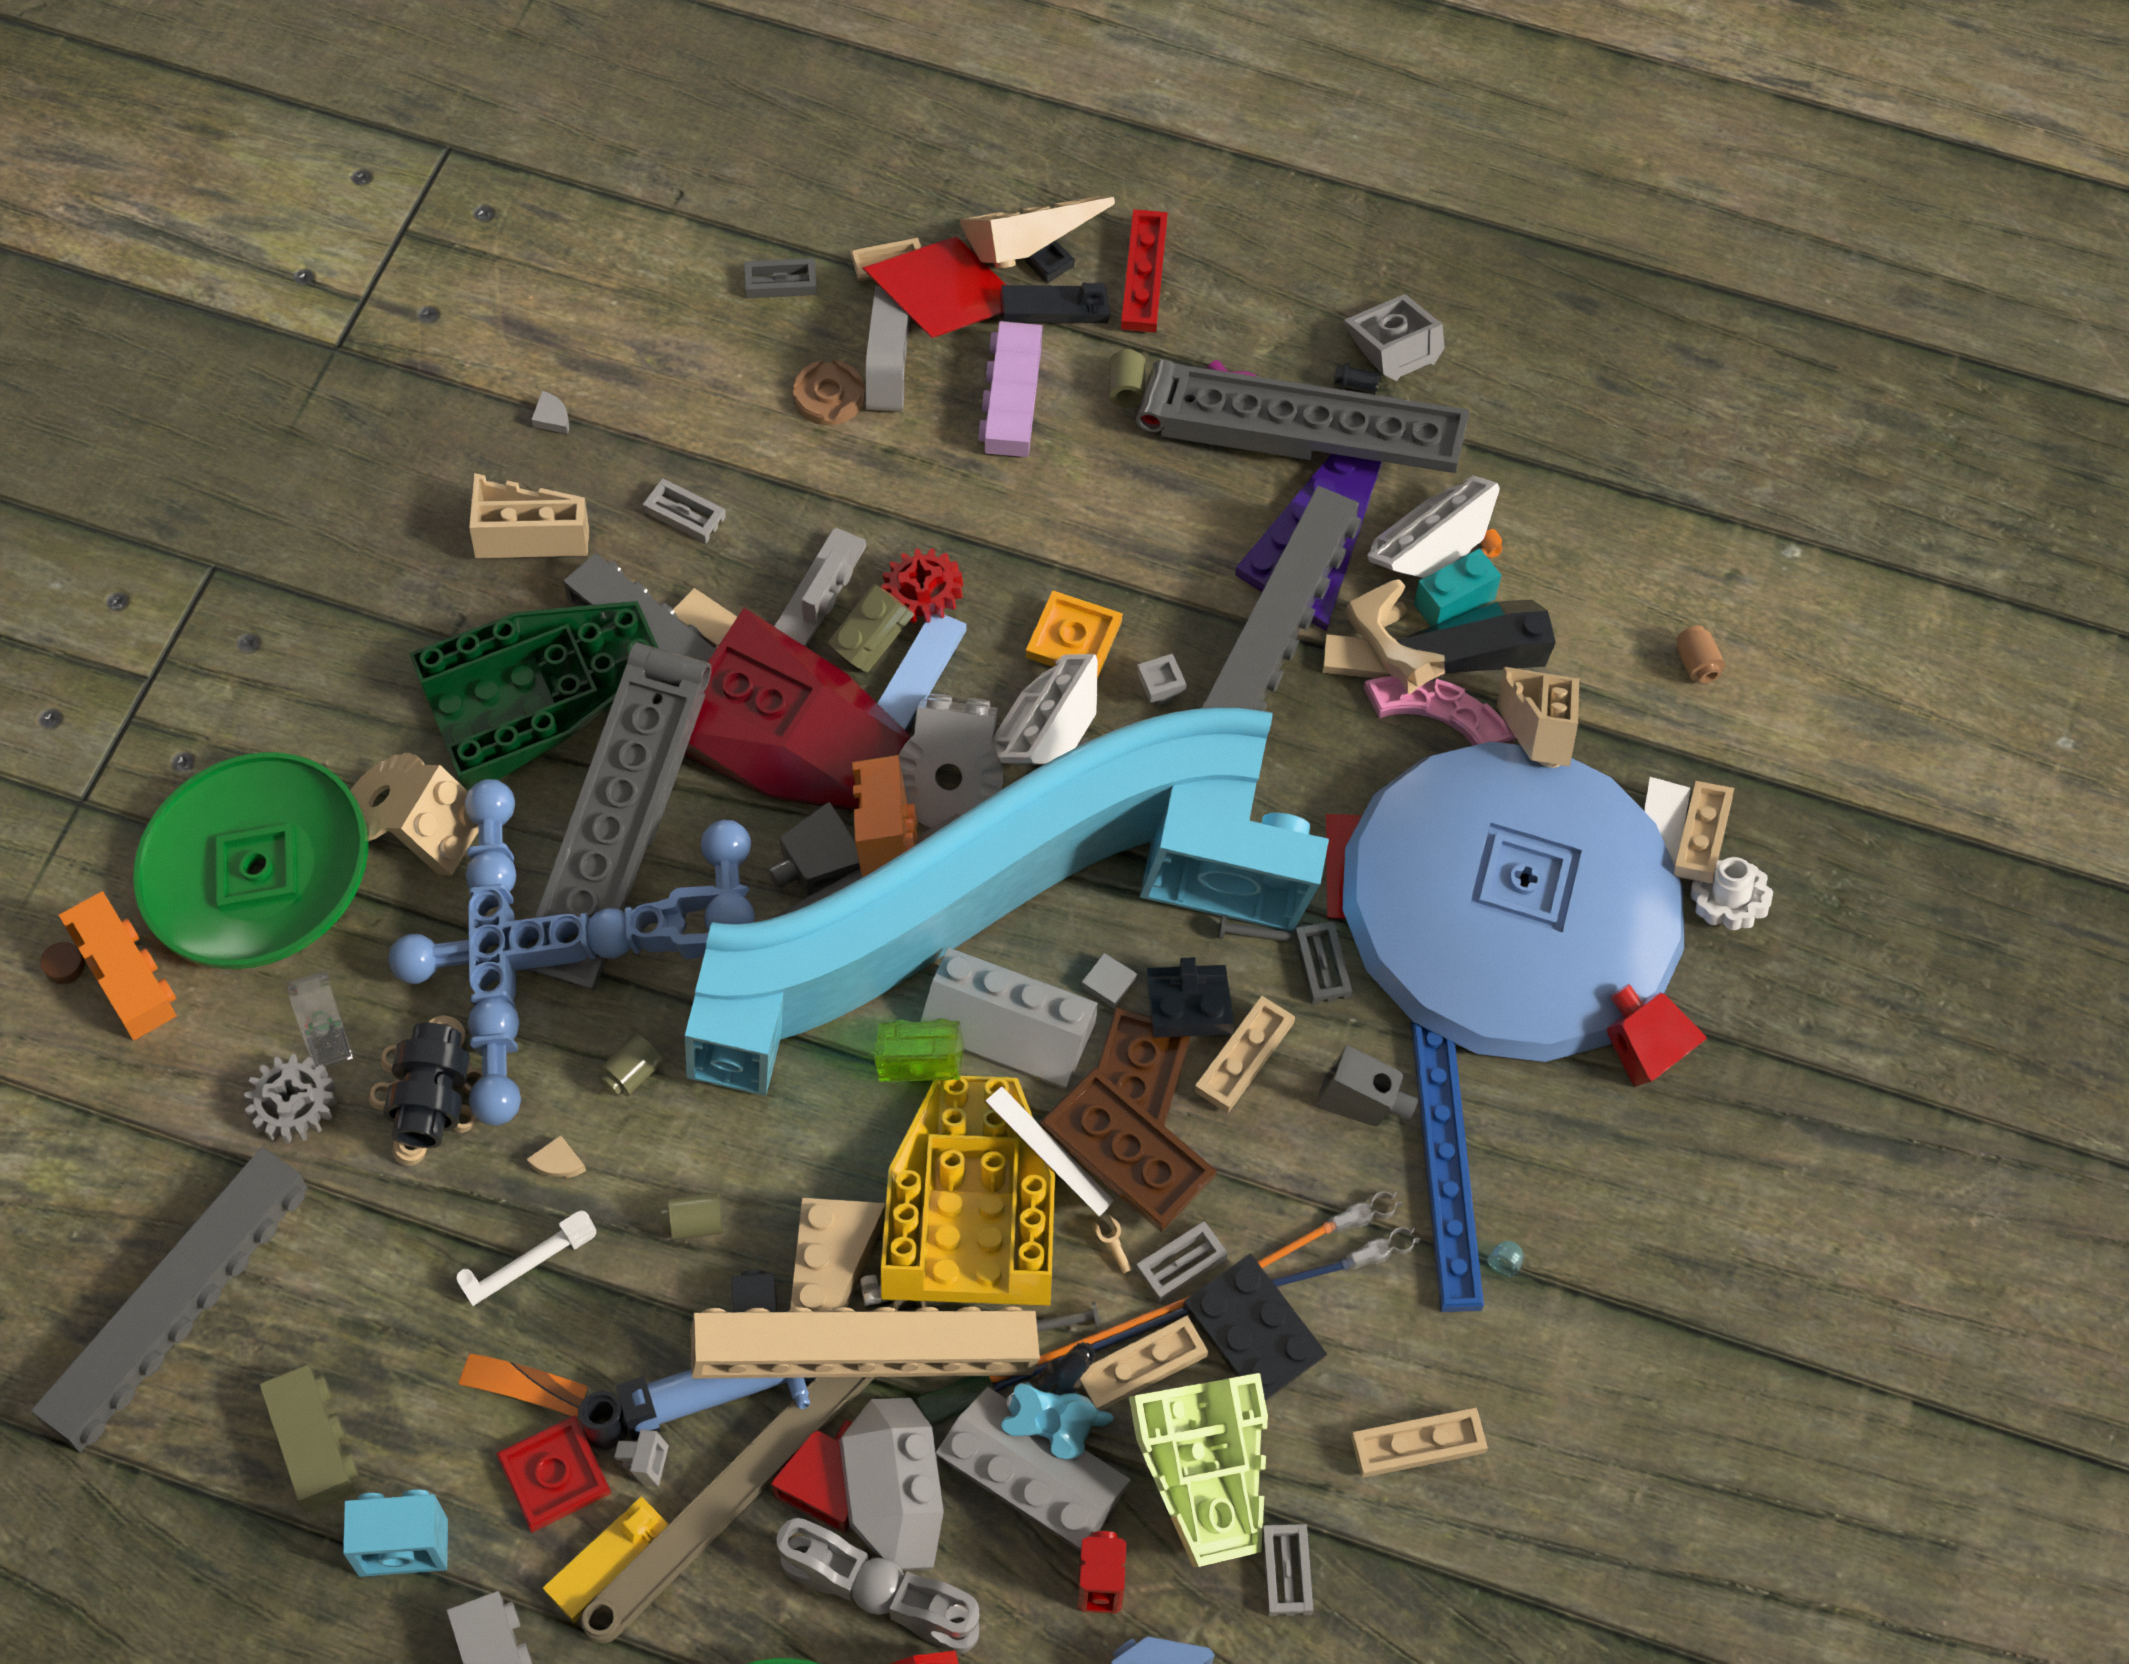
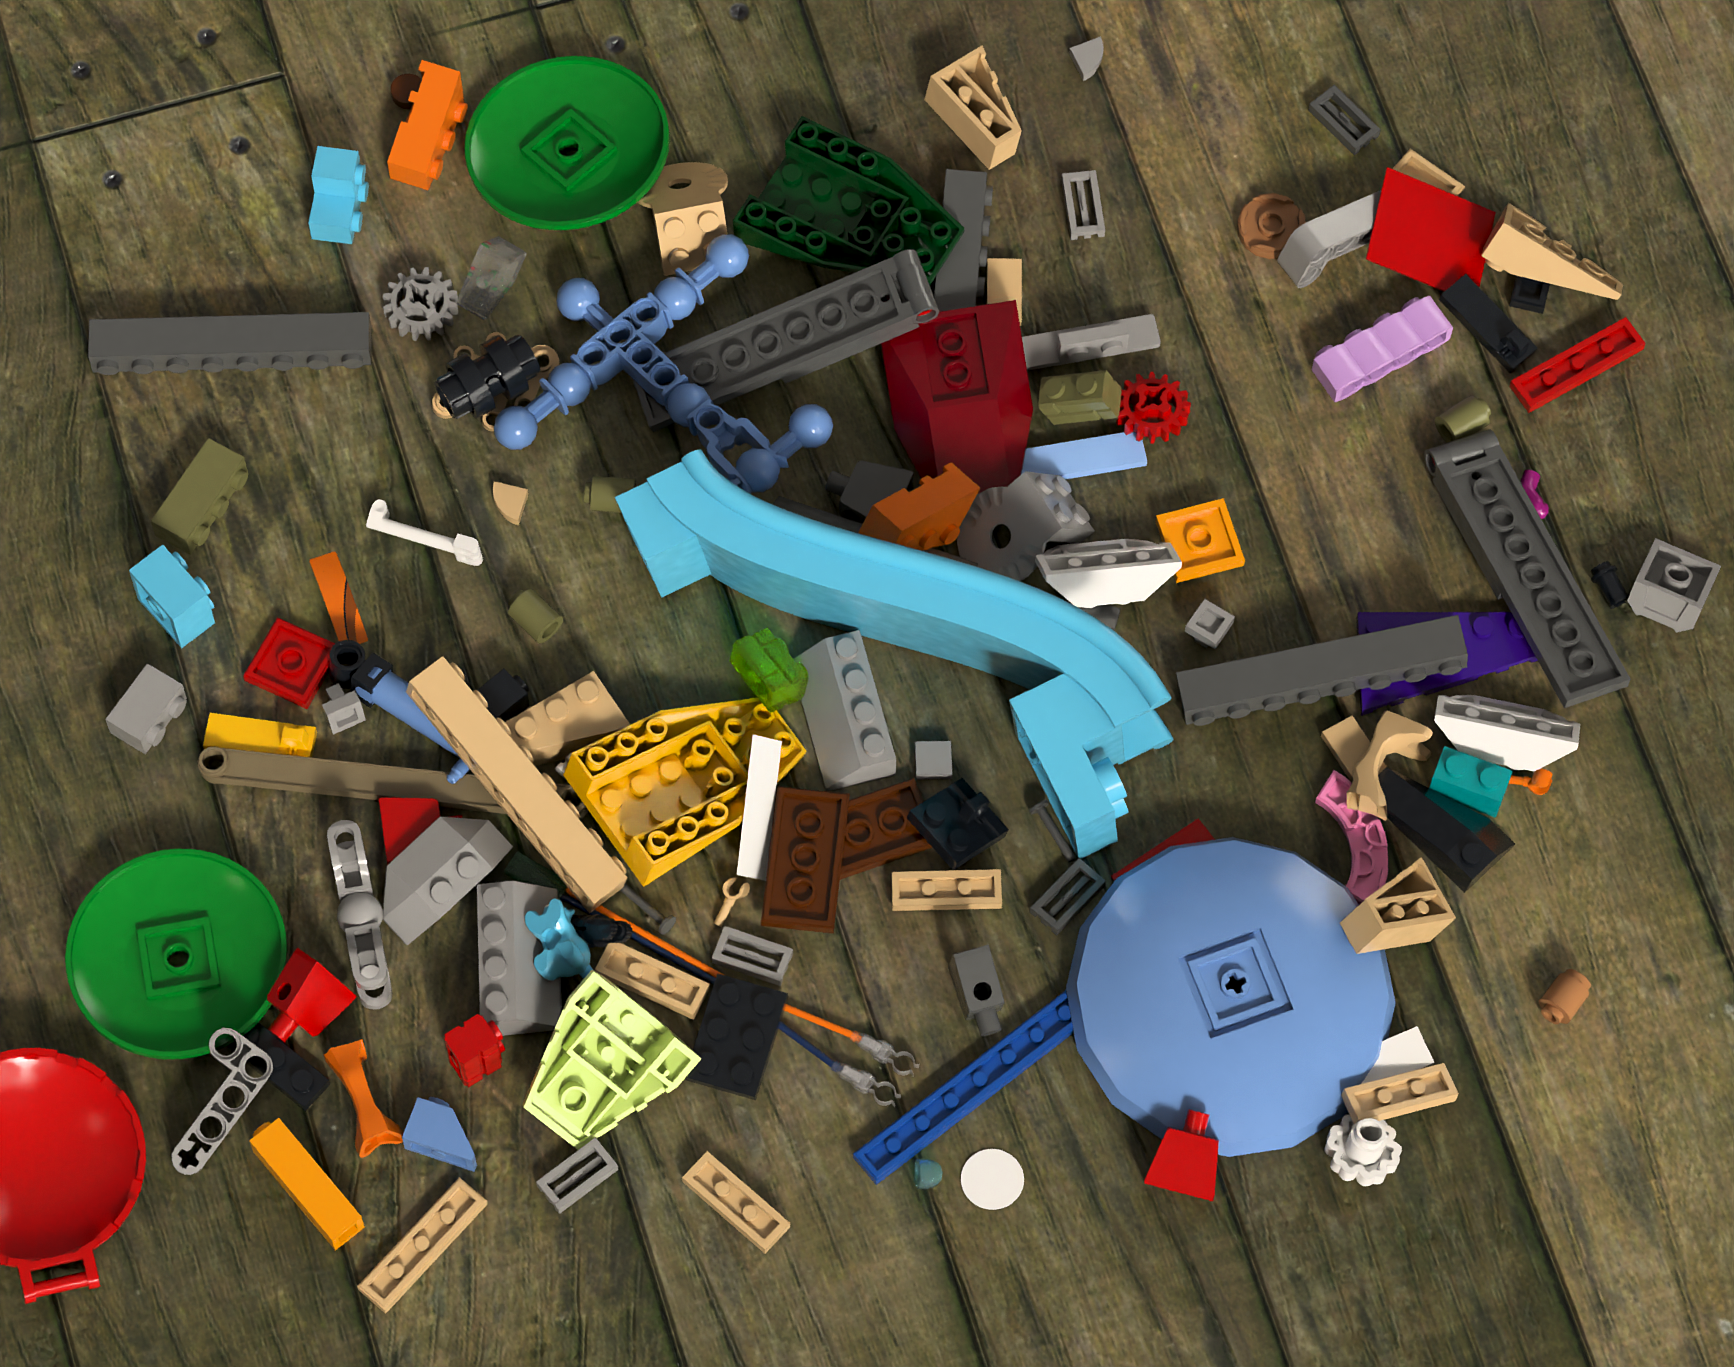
camera: 55 degrees right, 5 degrees up
(111, 1092) = (338, 193): none -> medium azure brick
(1545, 1208) = (992, 1179): none -> white sticker

